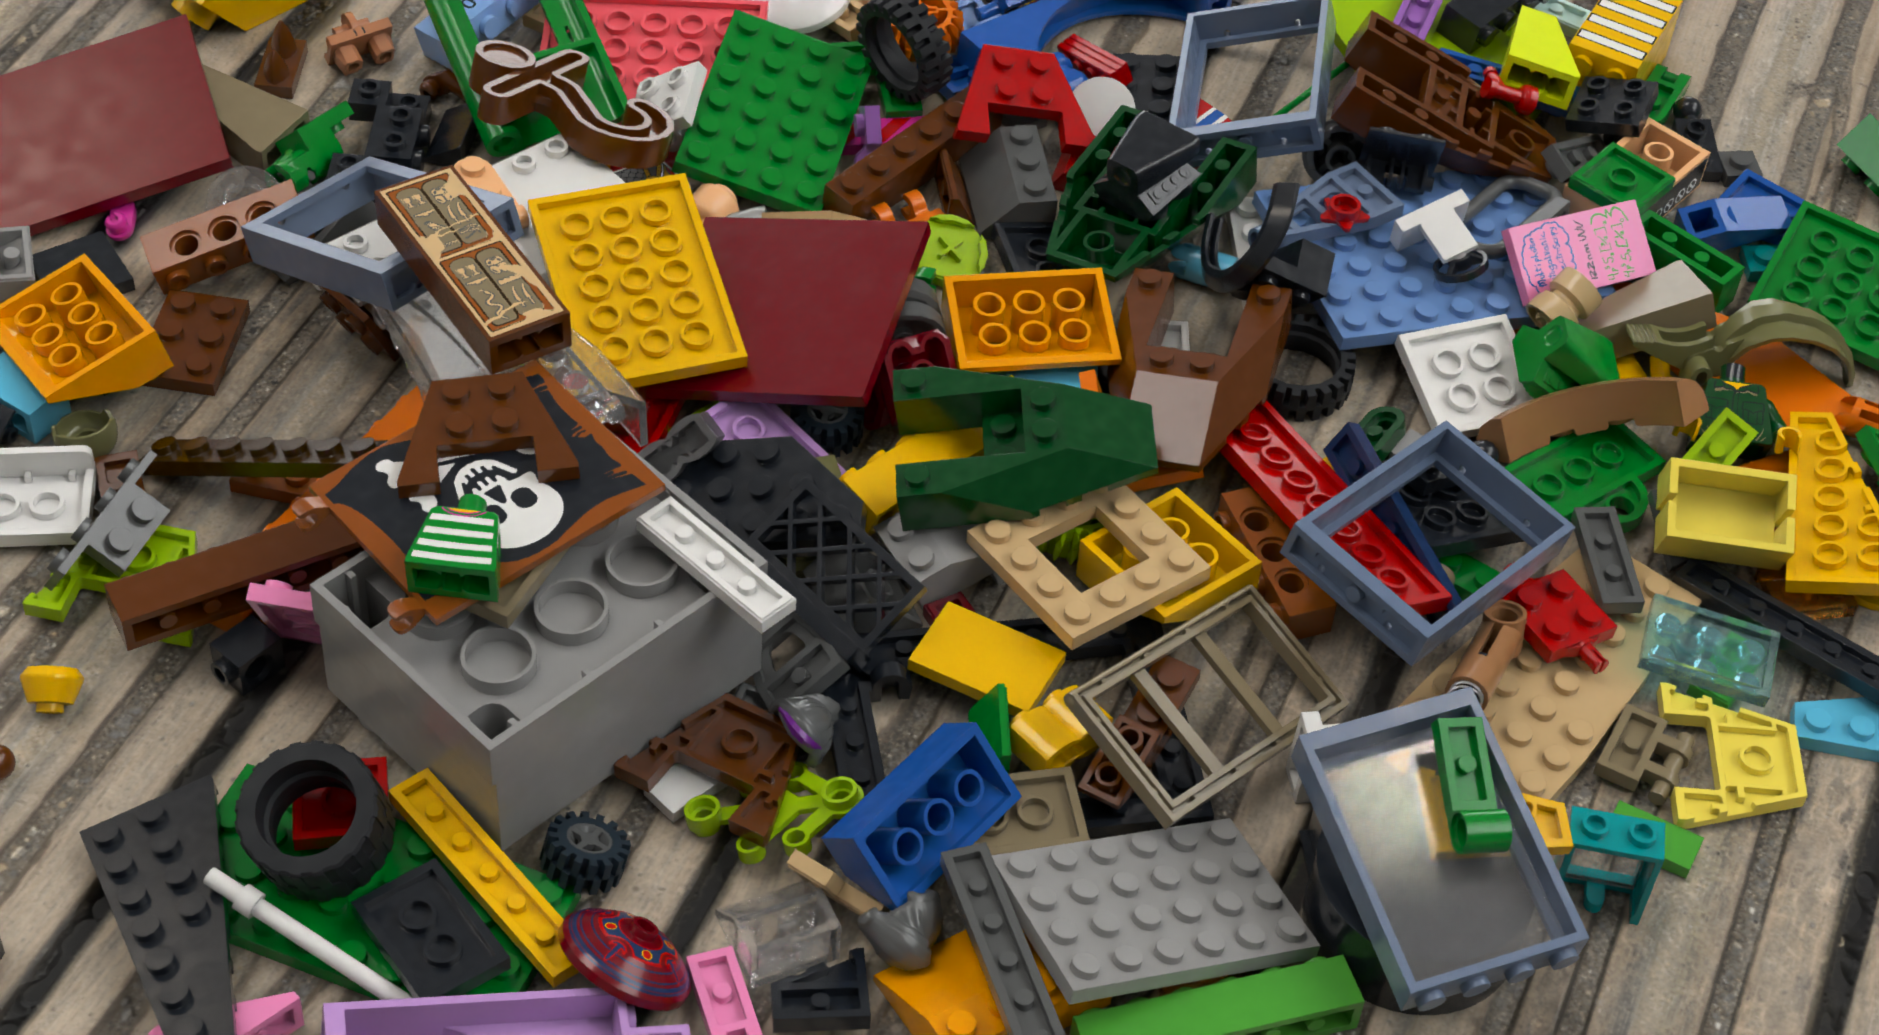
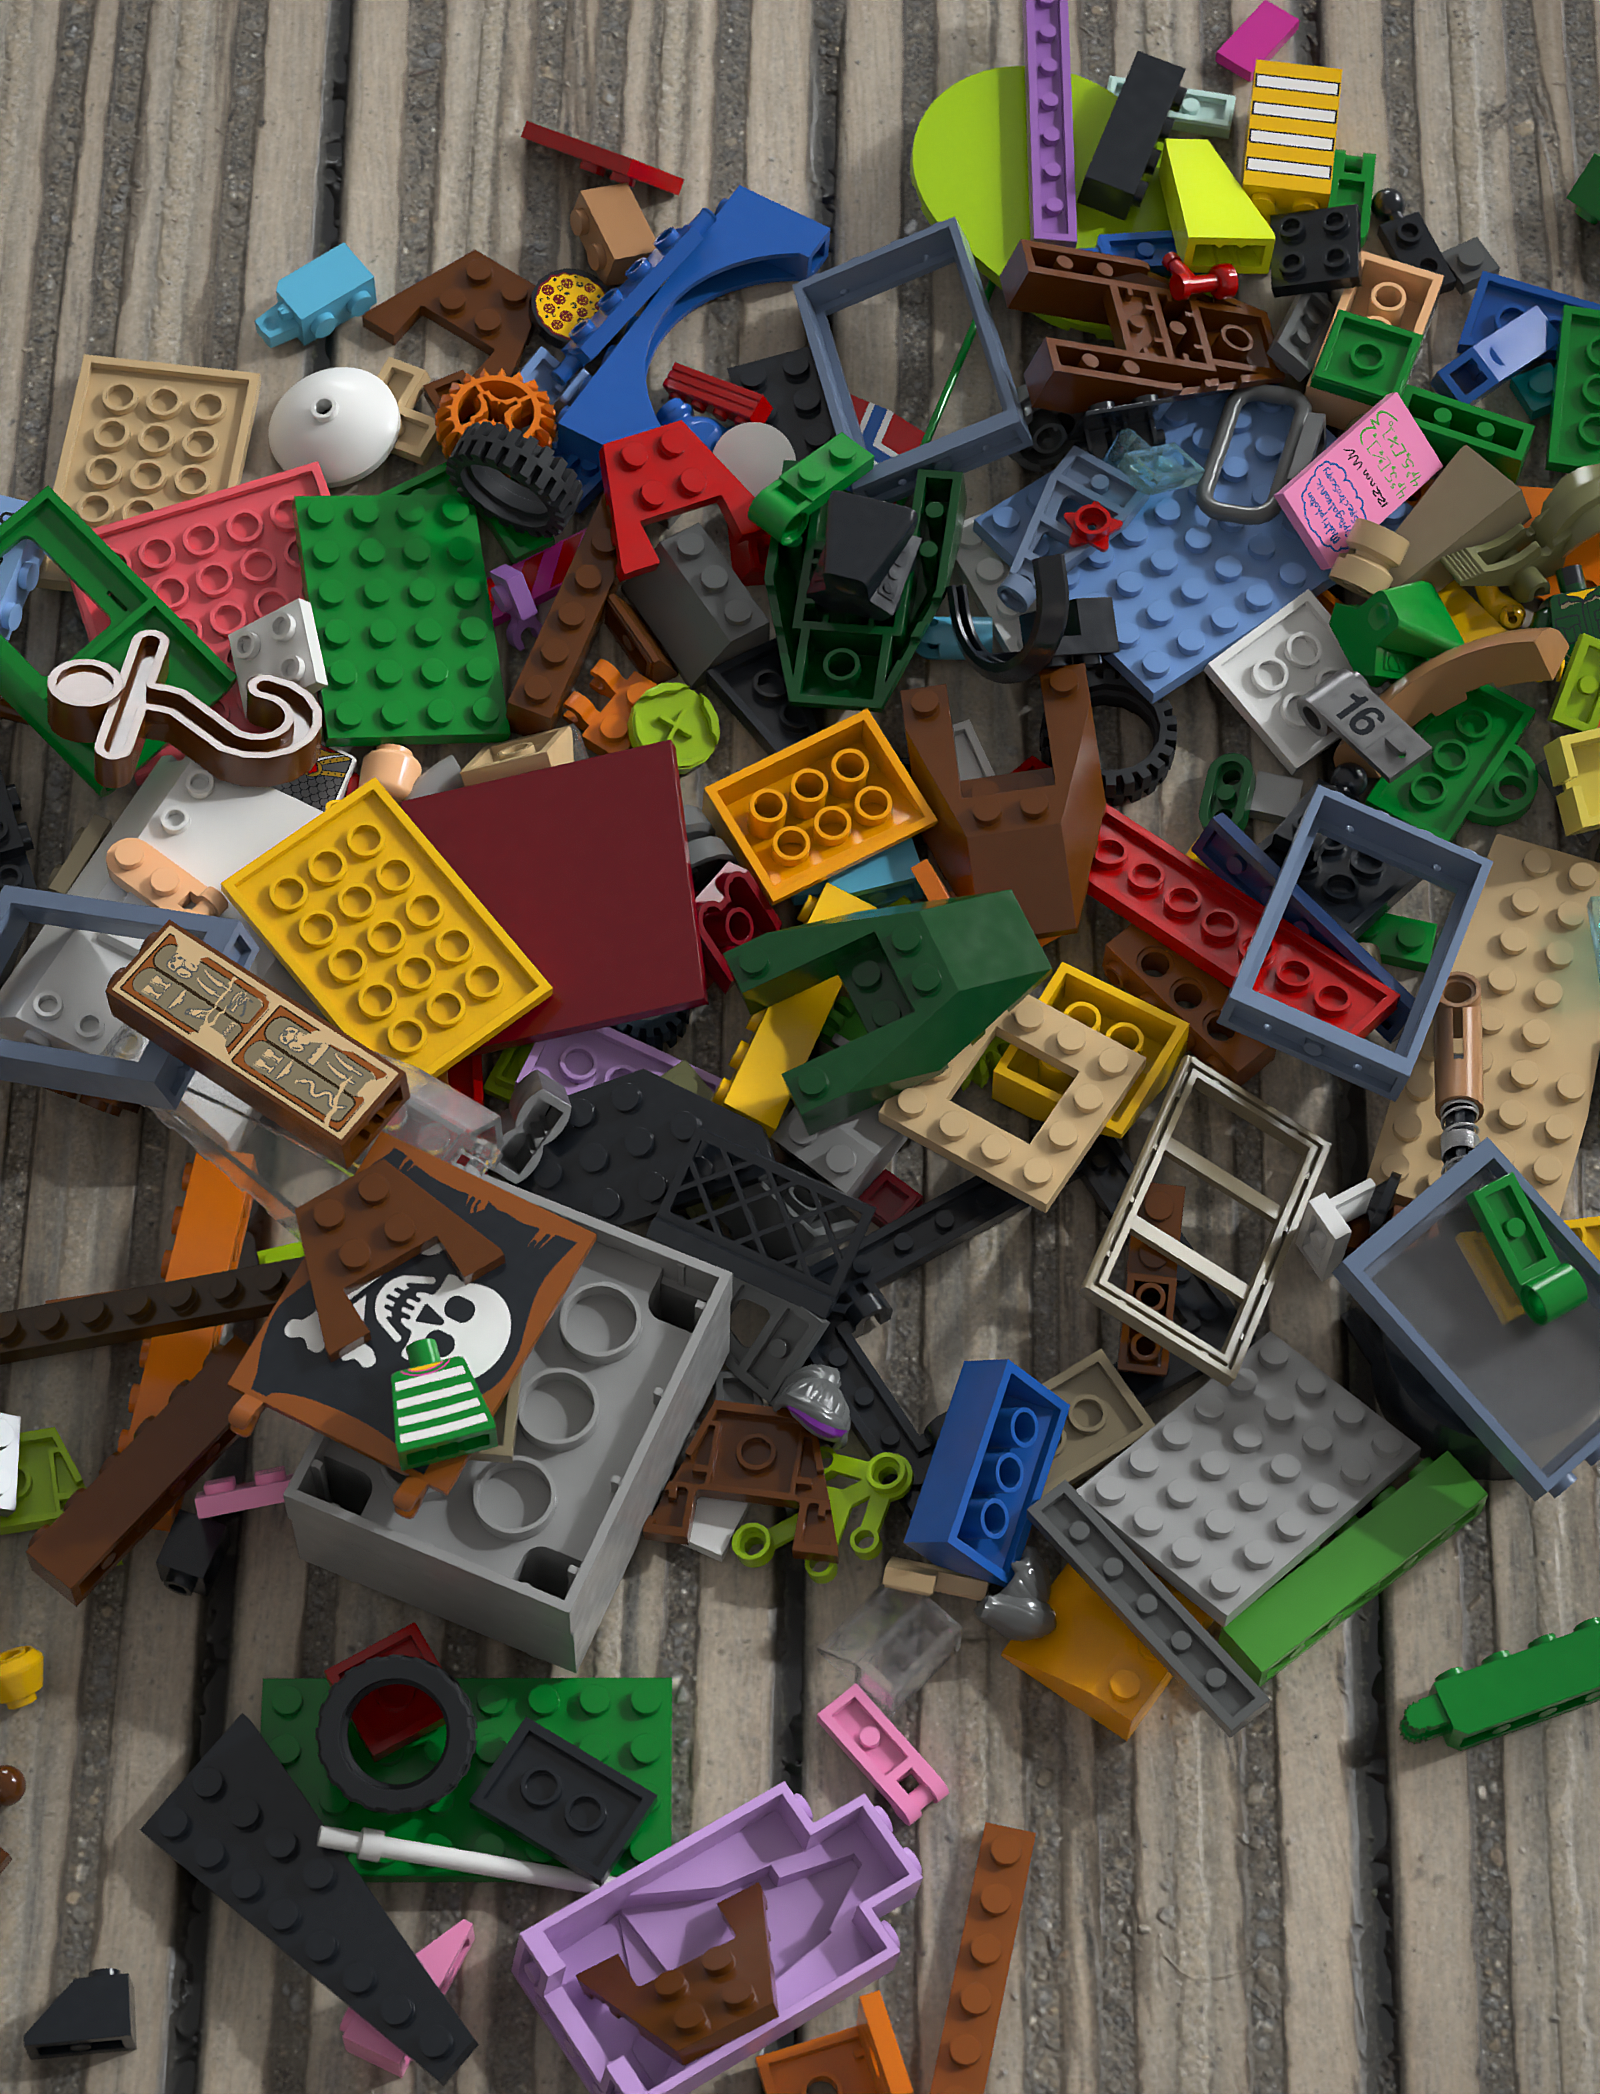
camera: 20 degrees left, 15 degrees up
(452, 137) = (40, 782): black slope -> none
(484, 872) = (586, 1711): yellow plate -> none
(584, 852) = (661, 1641): black wheel -> none
(626, 957) = (766, 1747): dish -> none
(716, 564) = (684, 1300): white tile -> none
(823, 998) = (968, 1699): black wing -> none
(979, 653) = (957, 1250): yellow tile -> none
(993, 719) = (1000, 1332): green slope -> none
(1050, 734) = (1062, 1319): yellow brick -> none
(1105, 124) = (786, 503): none -> green plate
(1407, 186) = (1152, 468): none -> clear light blue plate
(1446, 233) = (1216, 521): white piece -> none
(1510, 409) = (1364, 722): none -> flat silver door
(1562, 619) = (1508, 961): red plate -> none
(1607, 560) = (1526, 870): dark grey plate -> none

